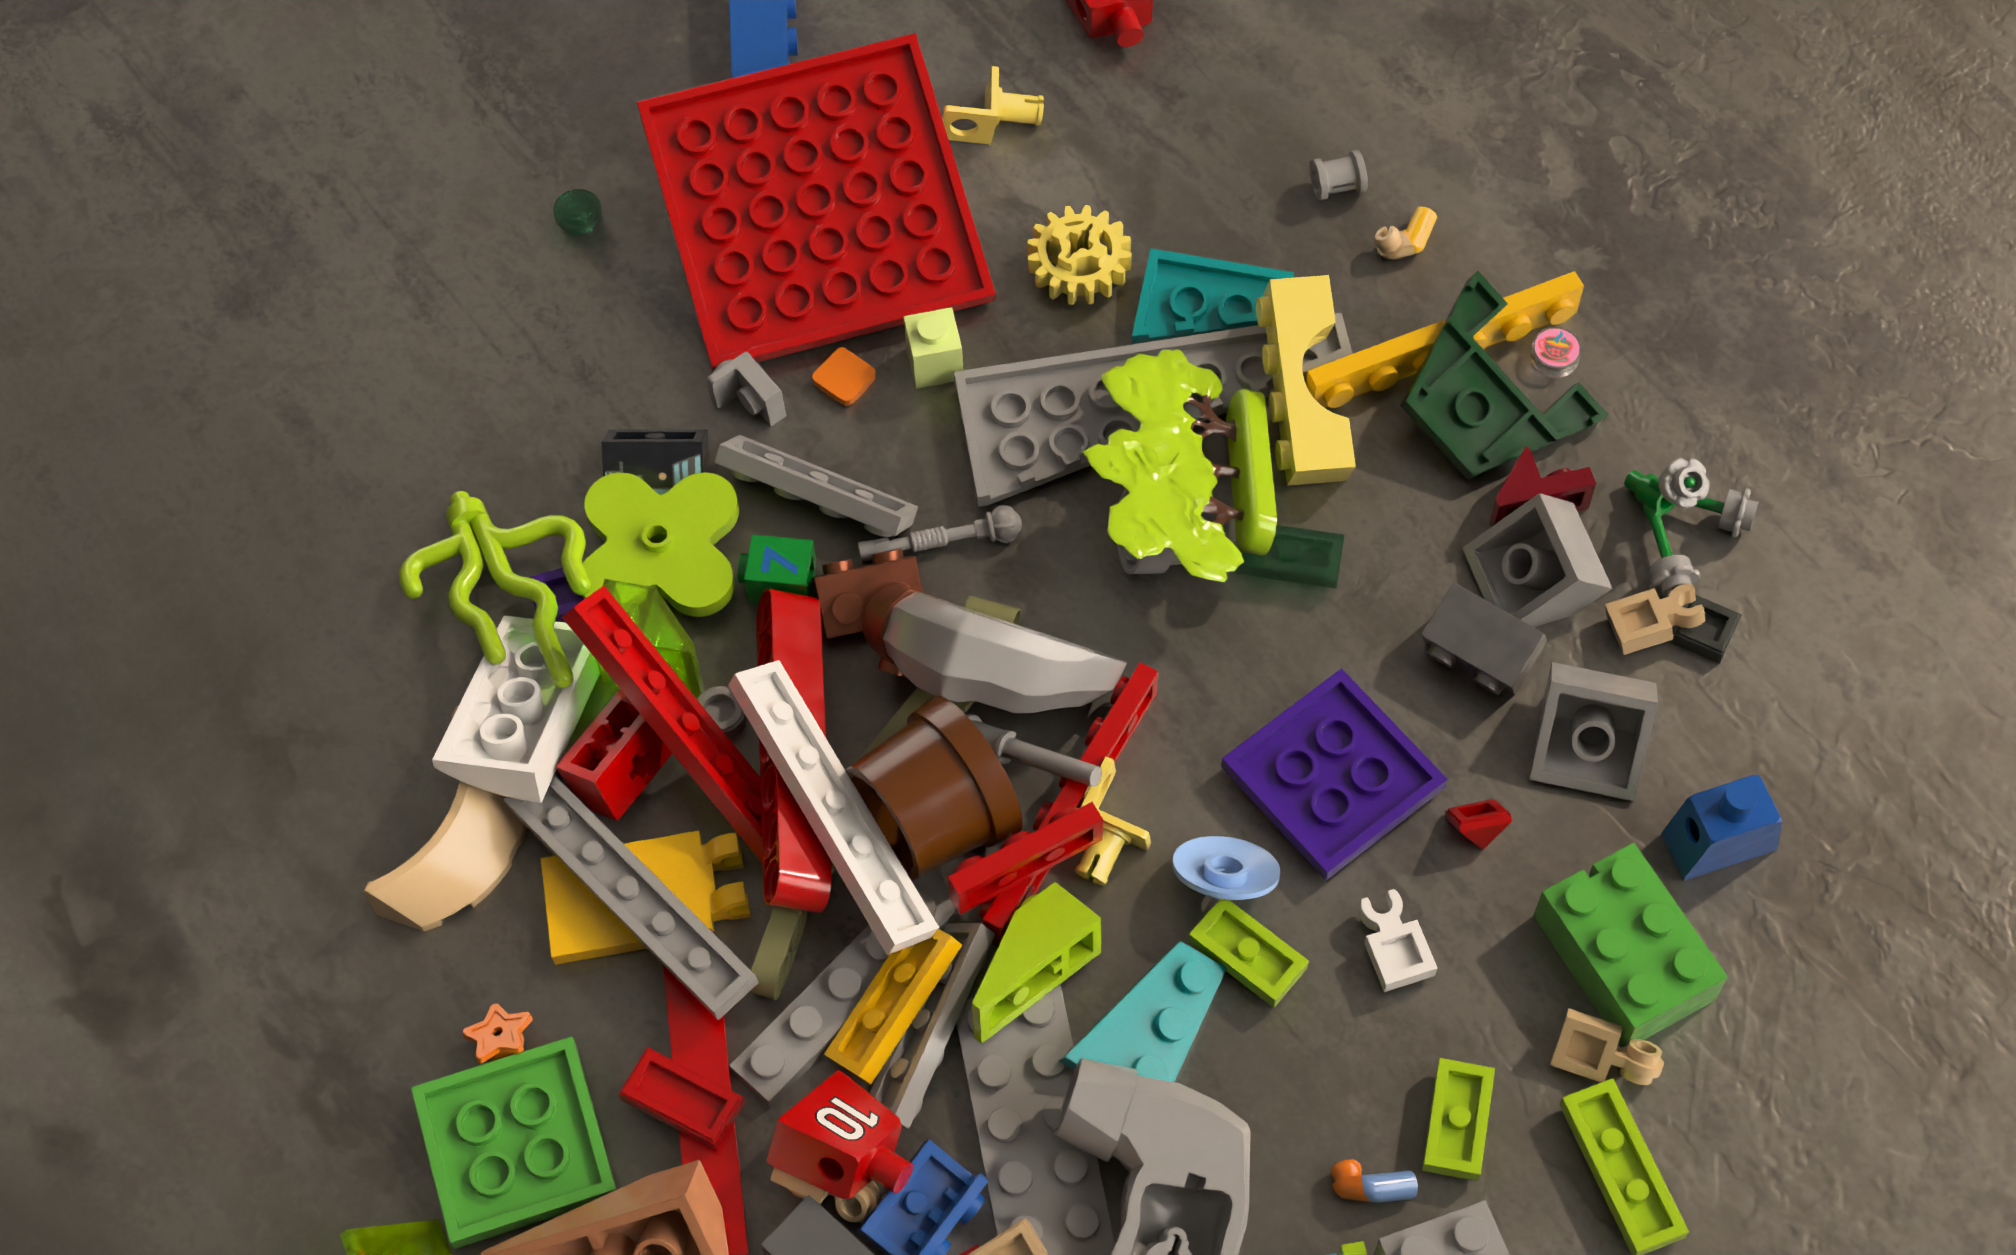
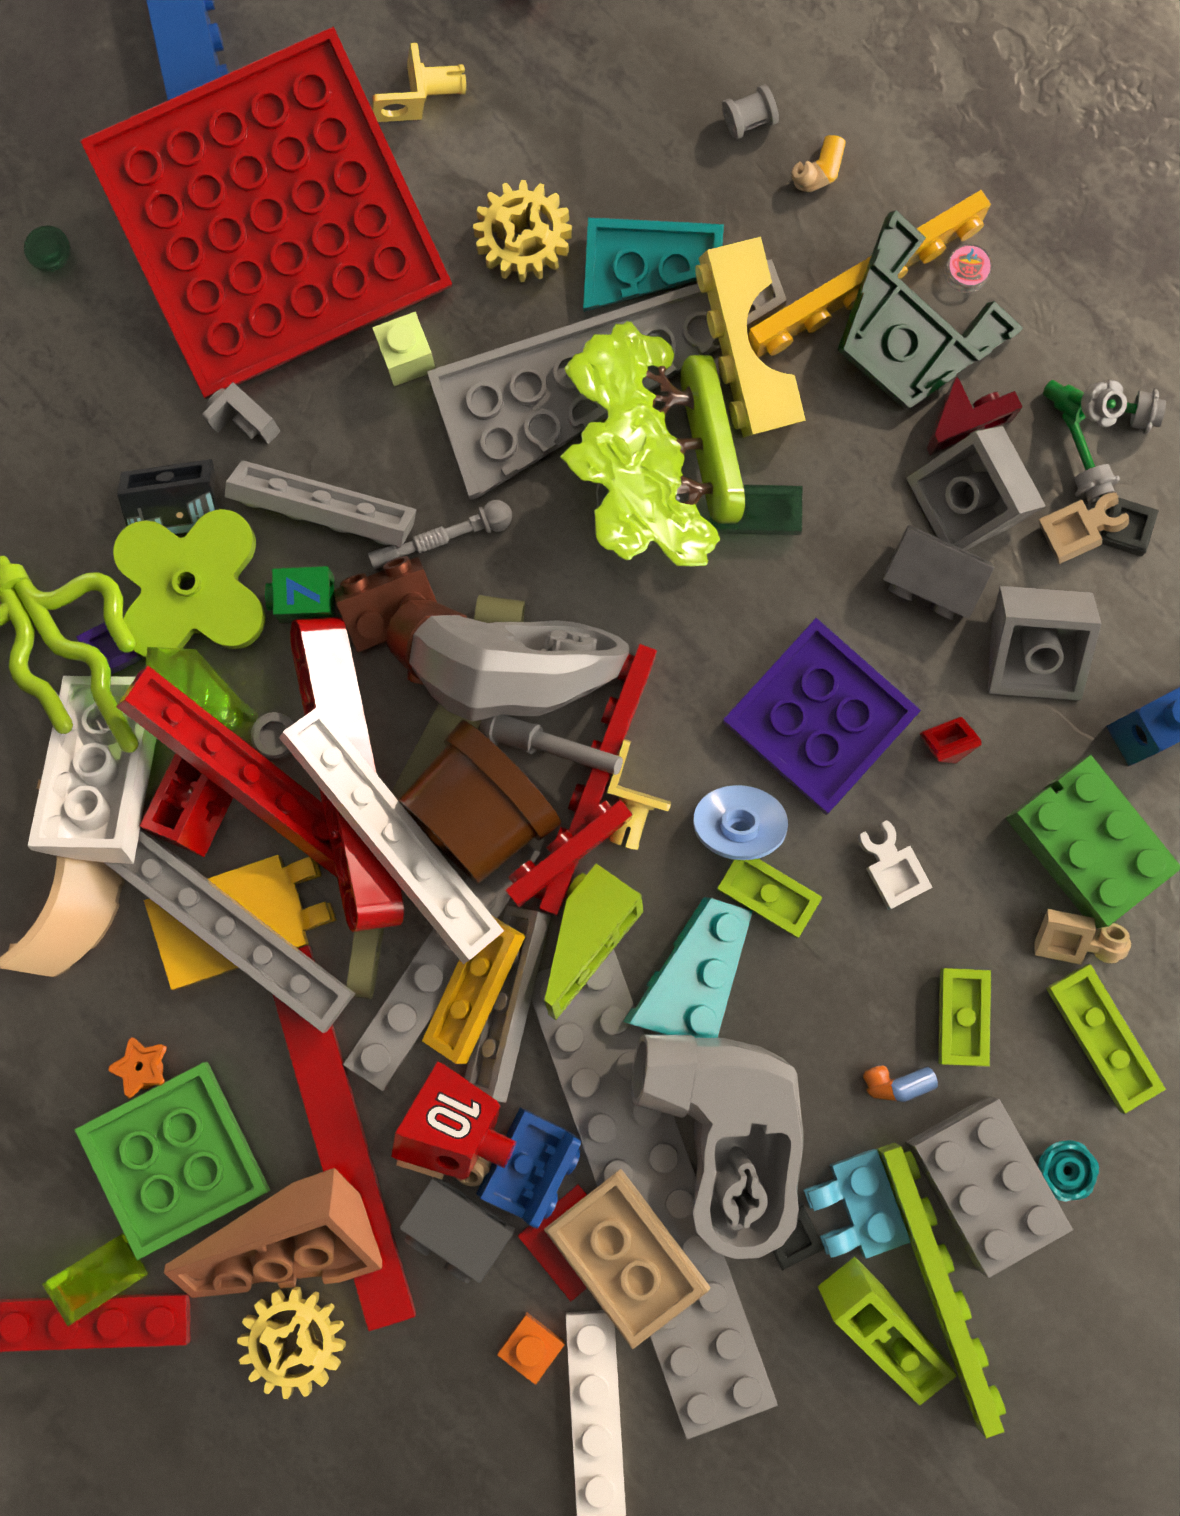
camera: 10 degrees left, 20 degrees up
(681, 1098) = (308, 1103): red tile -> none
(844, 376) = (326, 385): orange piece -> none

